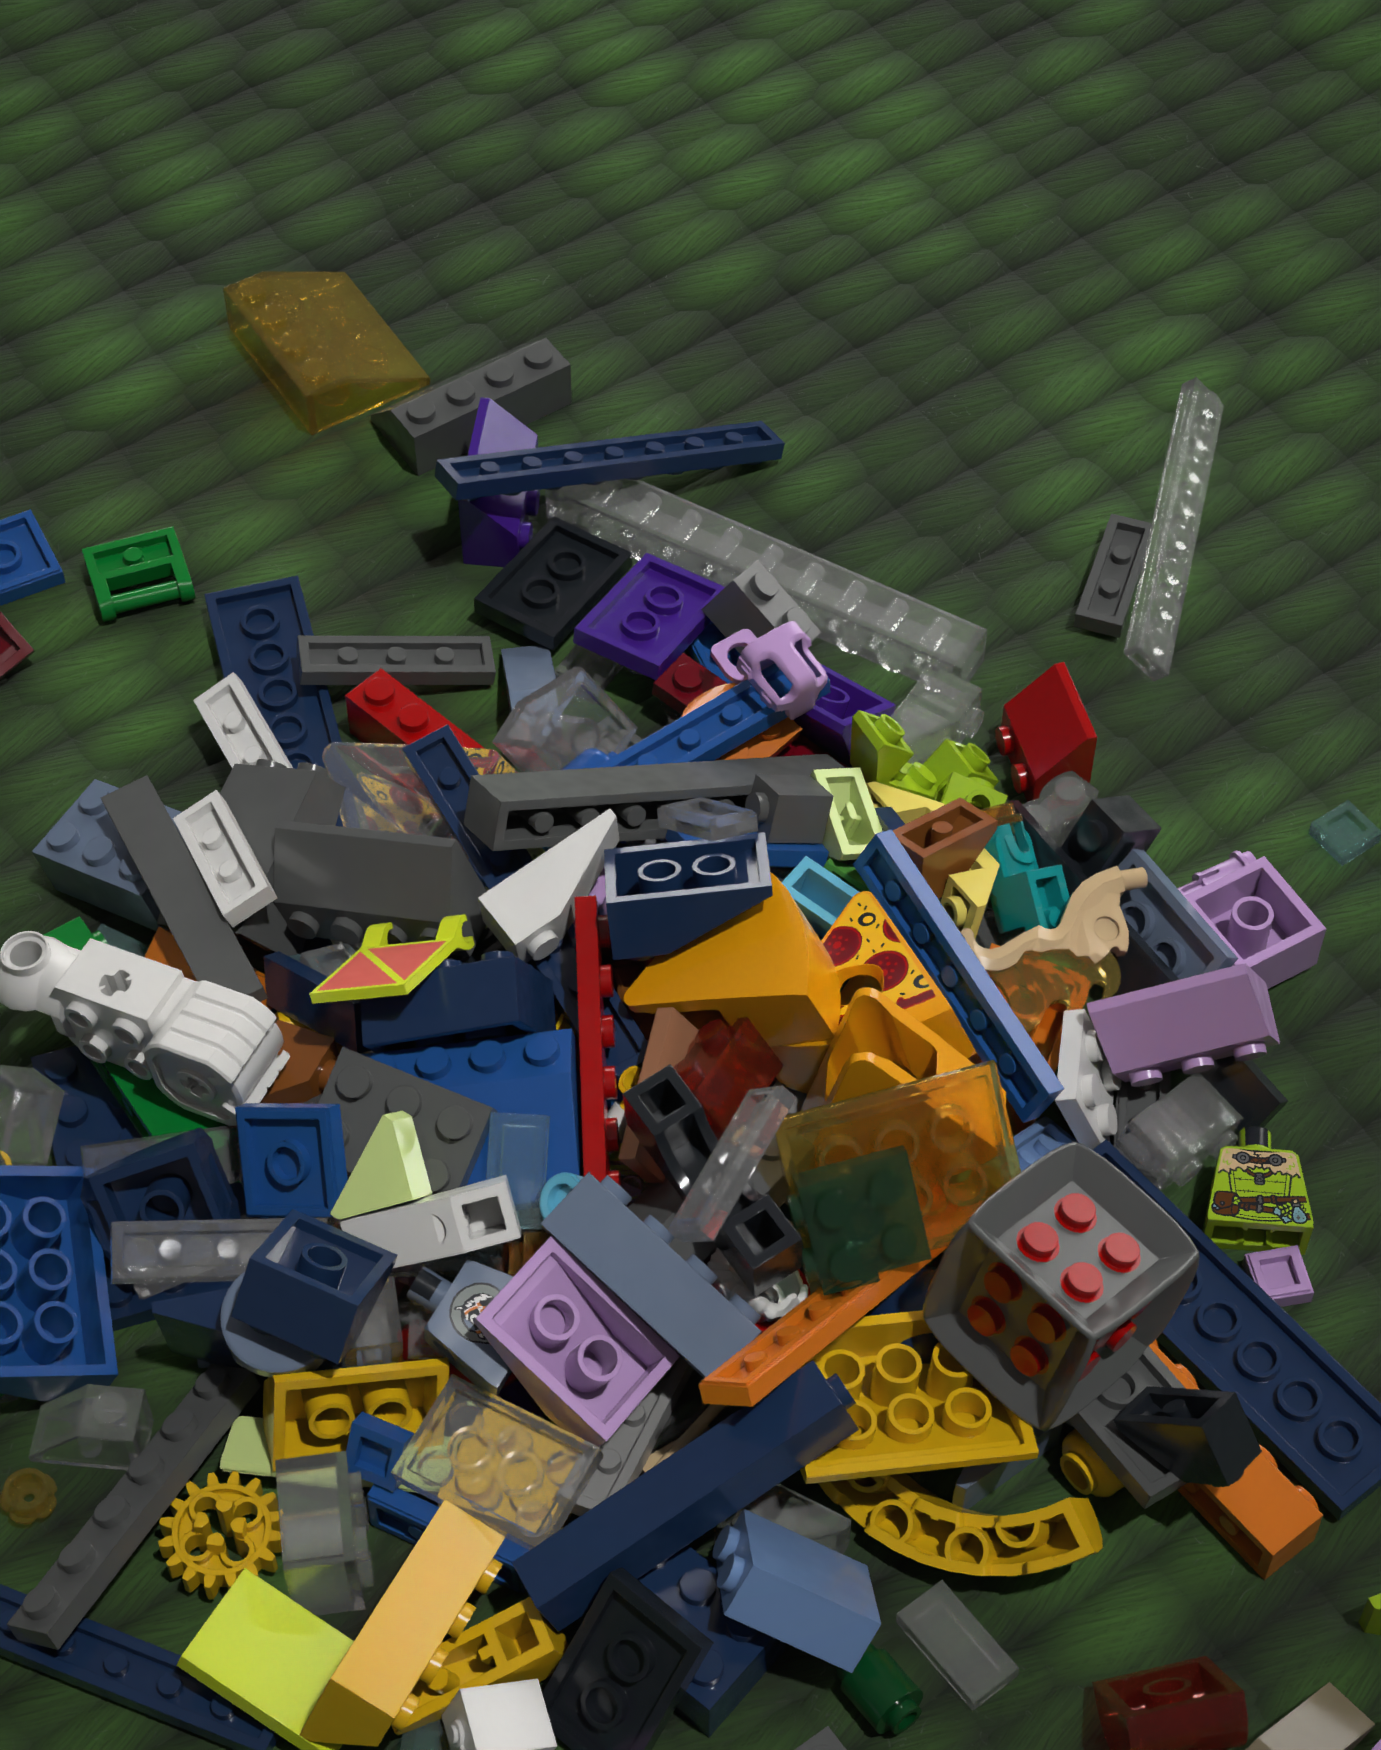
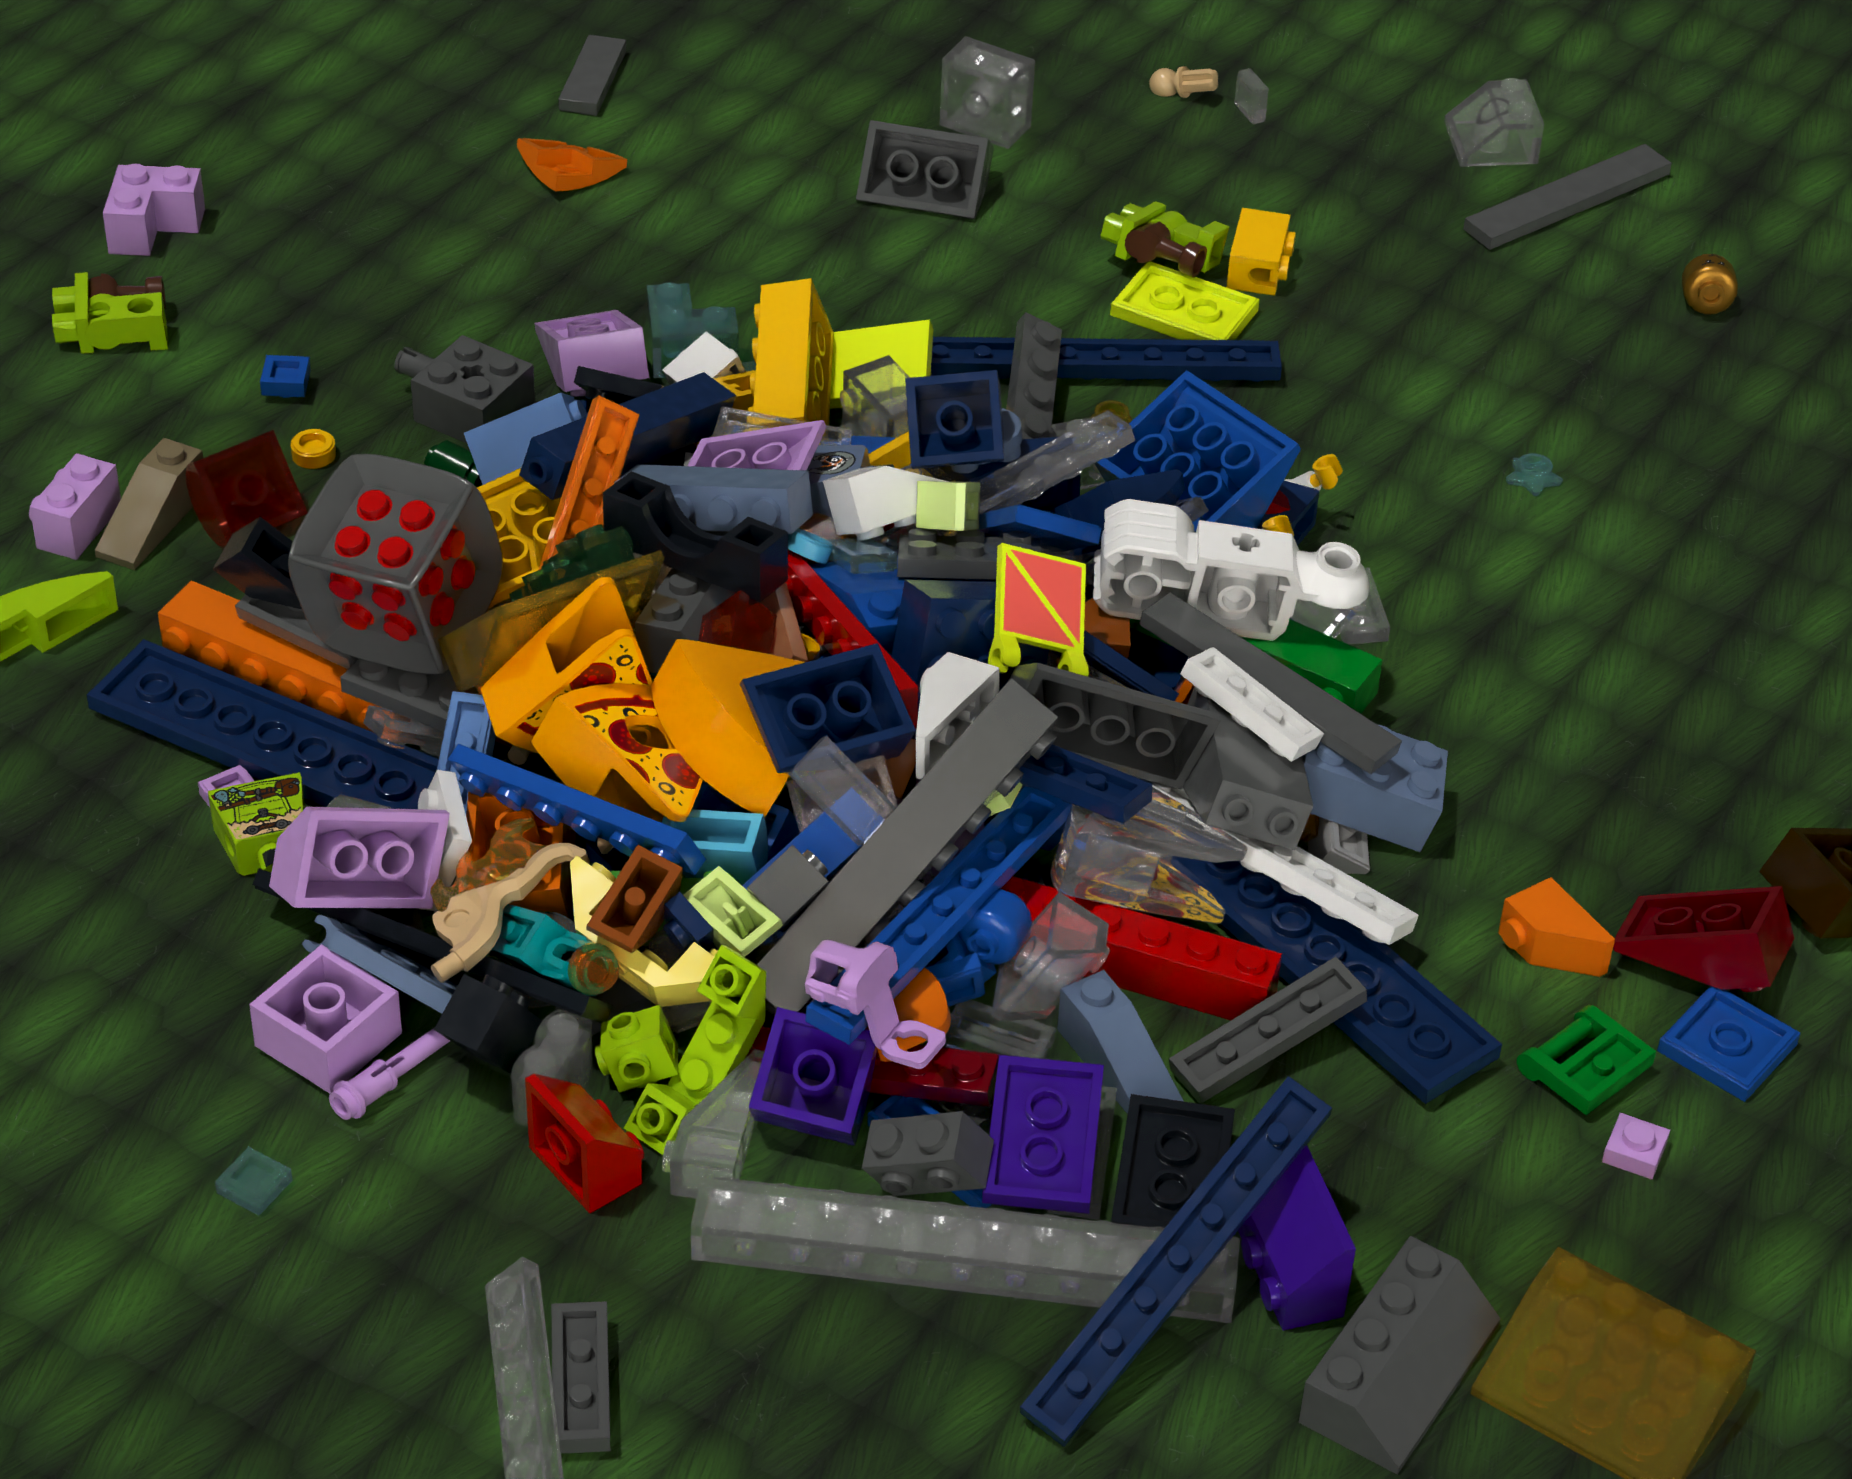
camera: 155 degrees right, 10 degrees down
(73, 686) = (1555, 931): none -> orange slope
(156, 503) = (1636, 1146): none -> lavender plate
(731, 1164) = (679, 524): clear tile -> none

